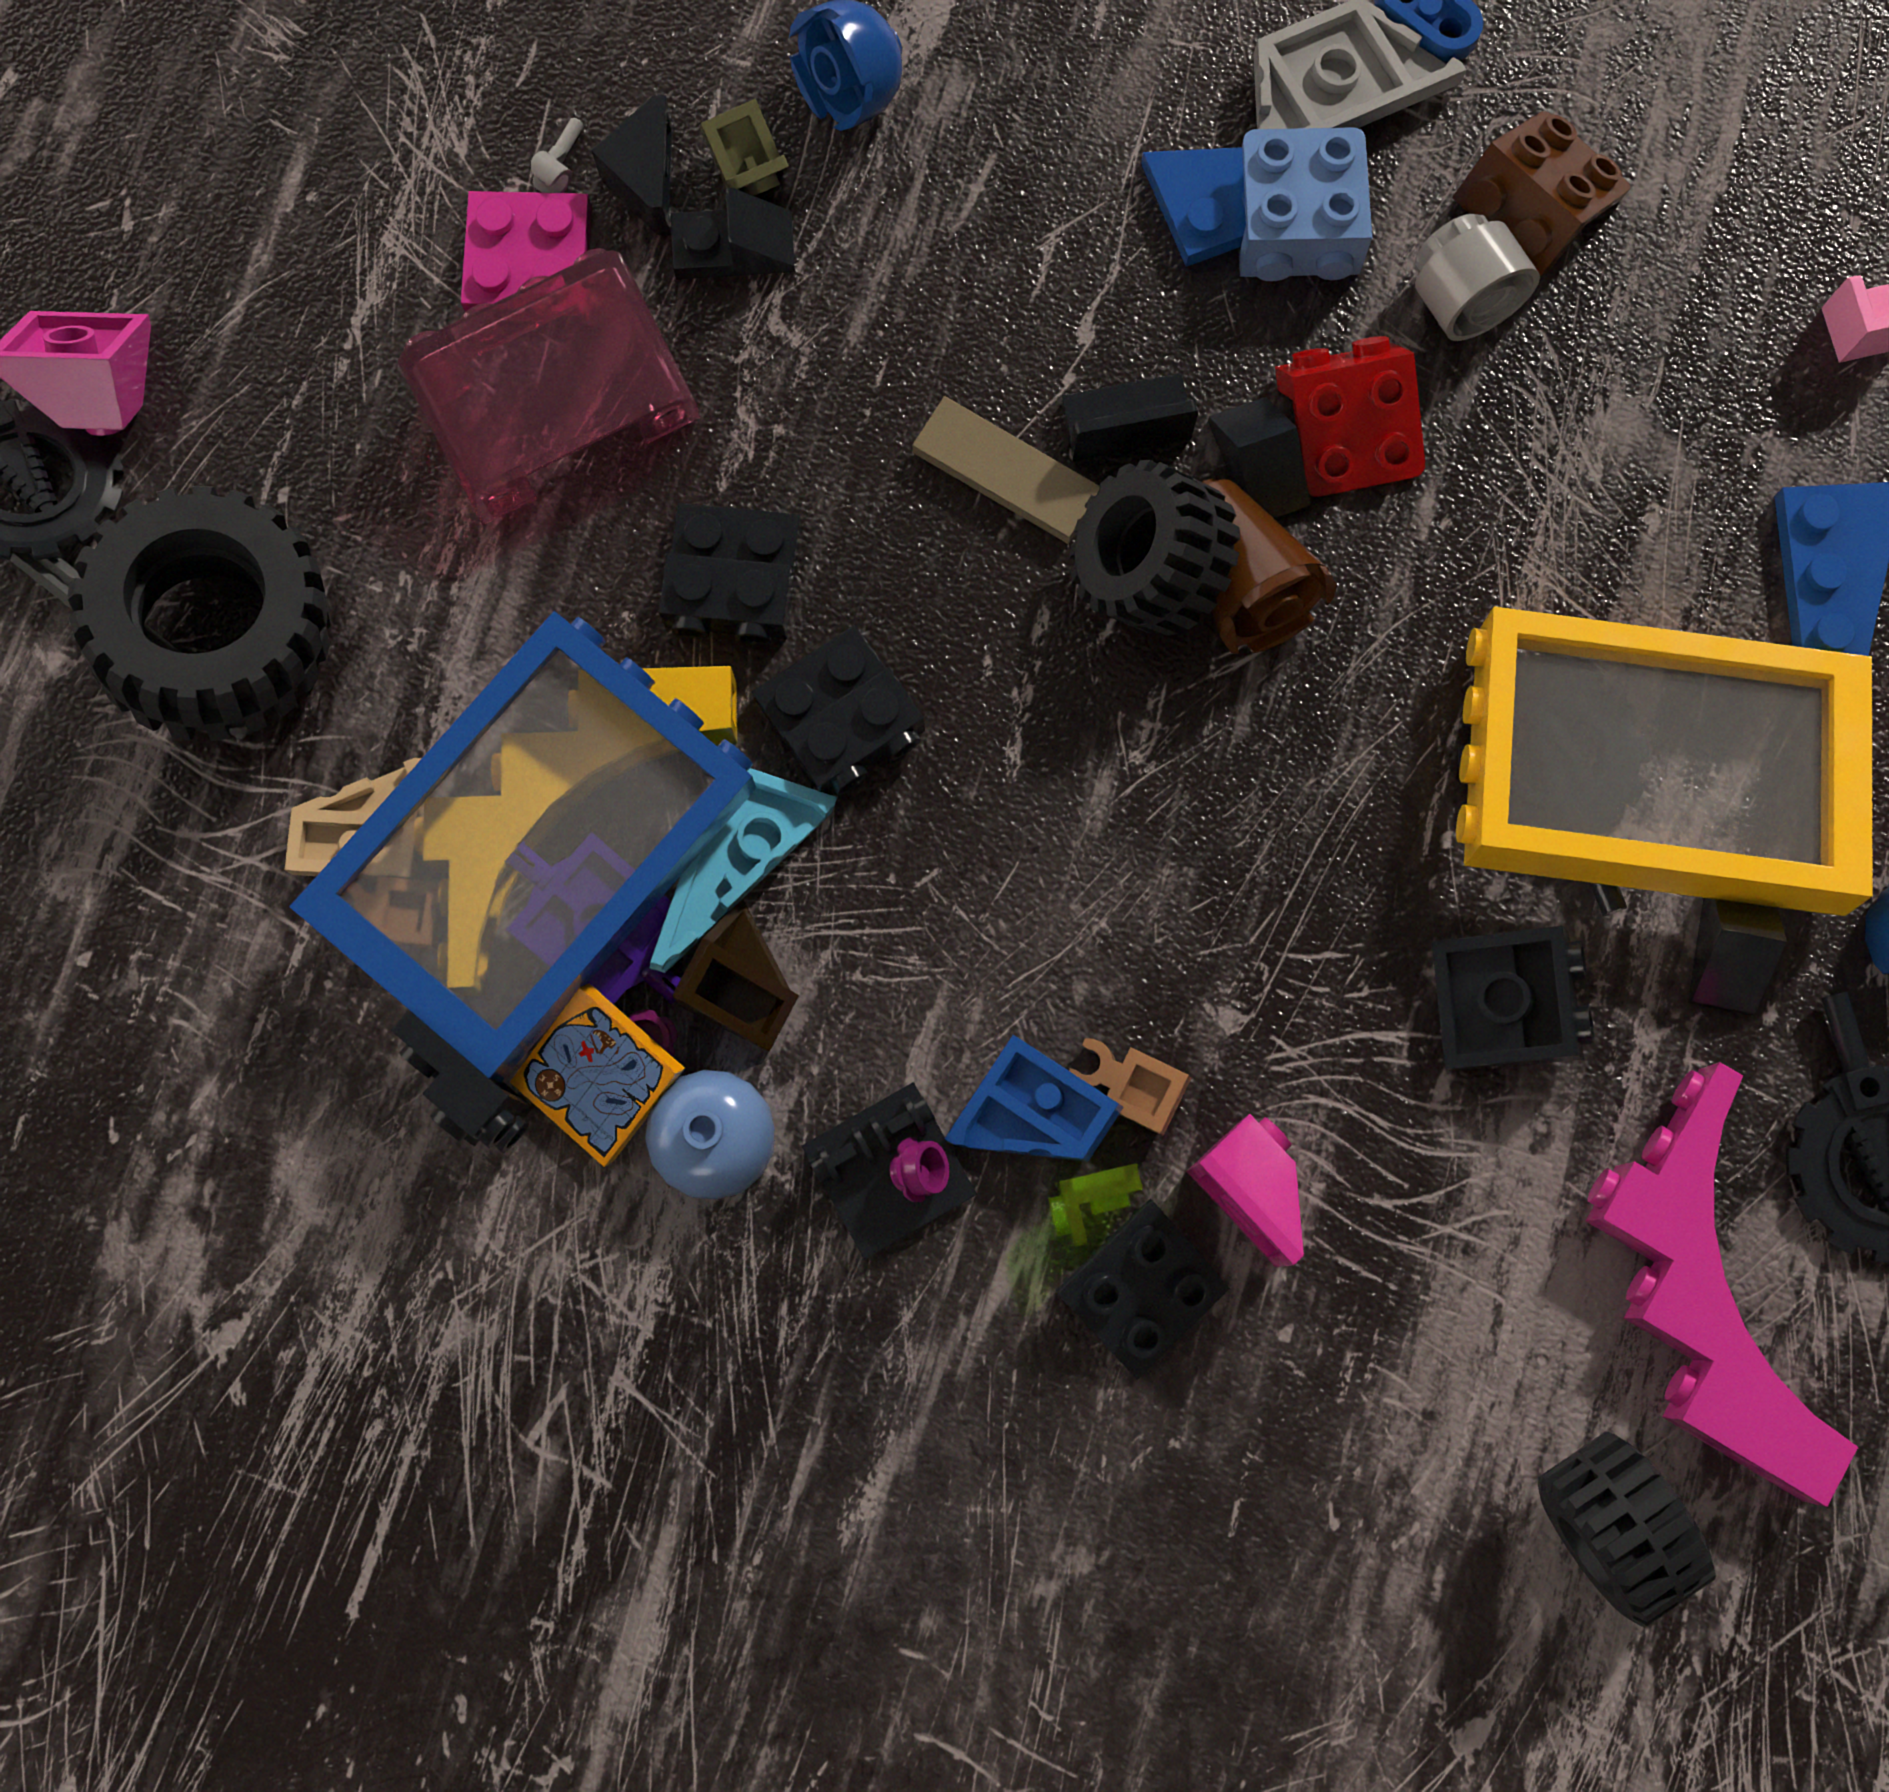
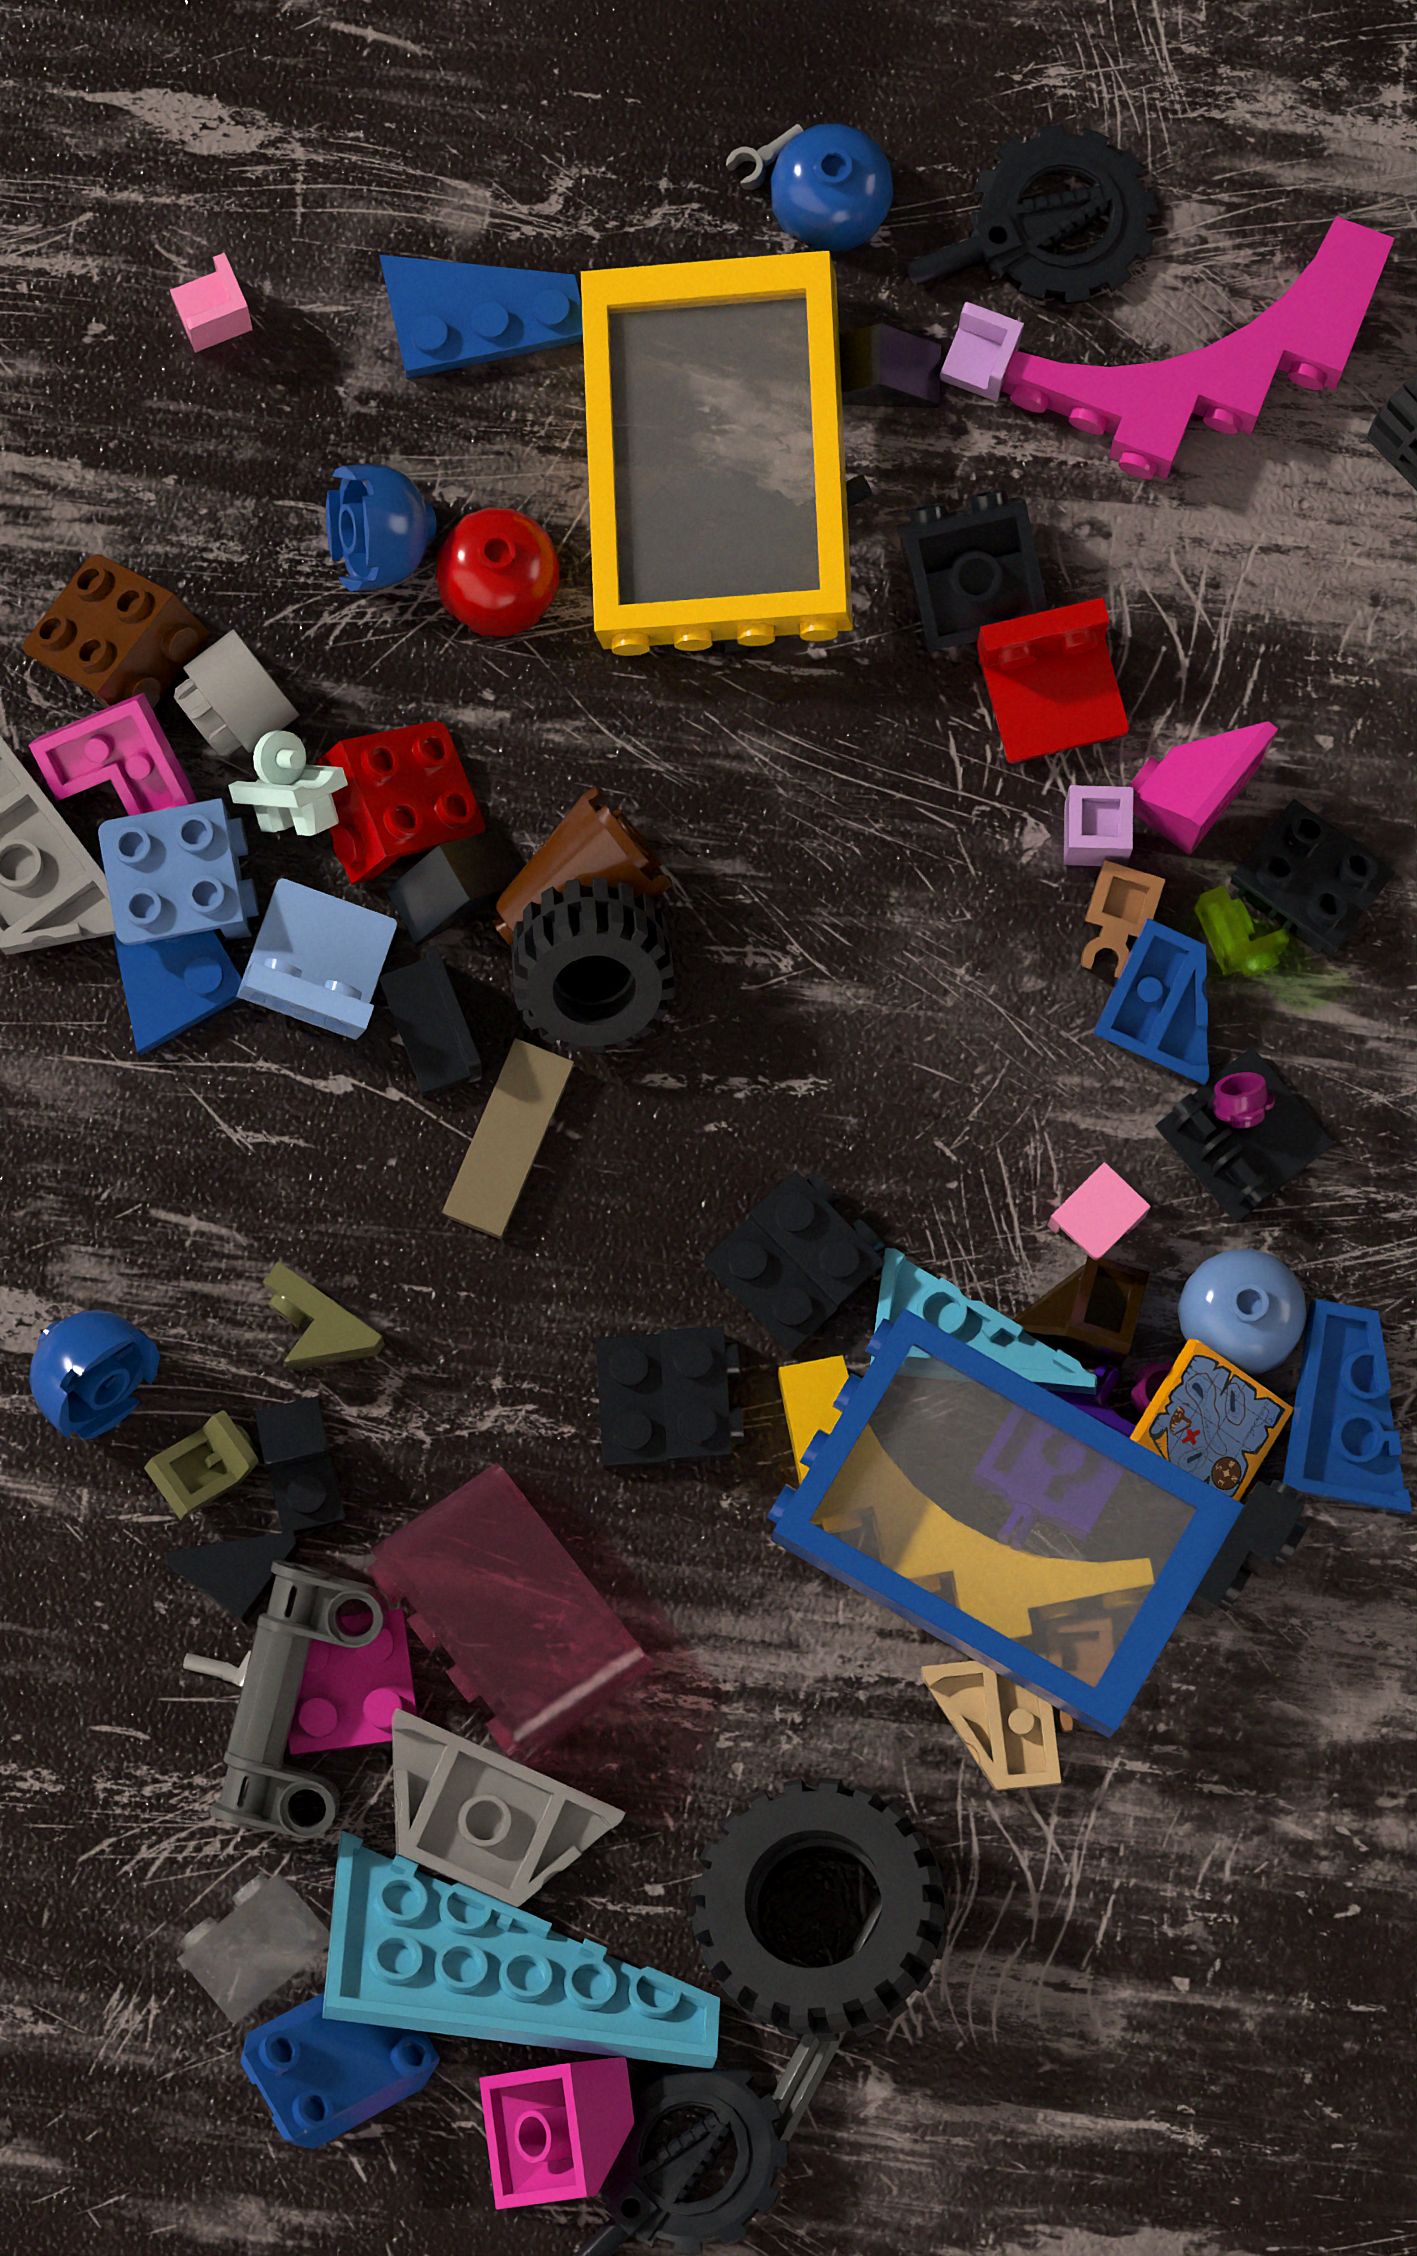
camera: 105 degrees left, 0 degrees up
(177, 176) = (332, 2072): none -> blue shield
(239, 304) = (478, 1968): none -> medium azure wing
(305, 133) = (254, 1946): none -> clear bracket
(354, 344) = (485, 1814): none -> light grey wing
(433, 167) = (272, 1695): none -> dark grey piece
(584, 1214) = (1342, 1414): none -> blue wing
(829, 1005) = (1099, 1212): none -> bright pink panel
(855, 279) = (333, 1331): none -> olive slope
(1203, 316) = (317, 959): none -> light blue bracket
(1227, 1074) = (1098, 825): none -> lavender panel
(1378, 305) = (288, 788): none -> light aqua hips
(1385, 1059) = (1052, 681): none -> red bracket
(1434, 173) = (120, 746): none -> dark pink plate
(1568, 544) = (497, 571): none -> red cylinder
(1627, 434) = (377, 526): none -> blue cylinder
(1745, 1049) = (981, 351): none -> lavender panel

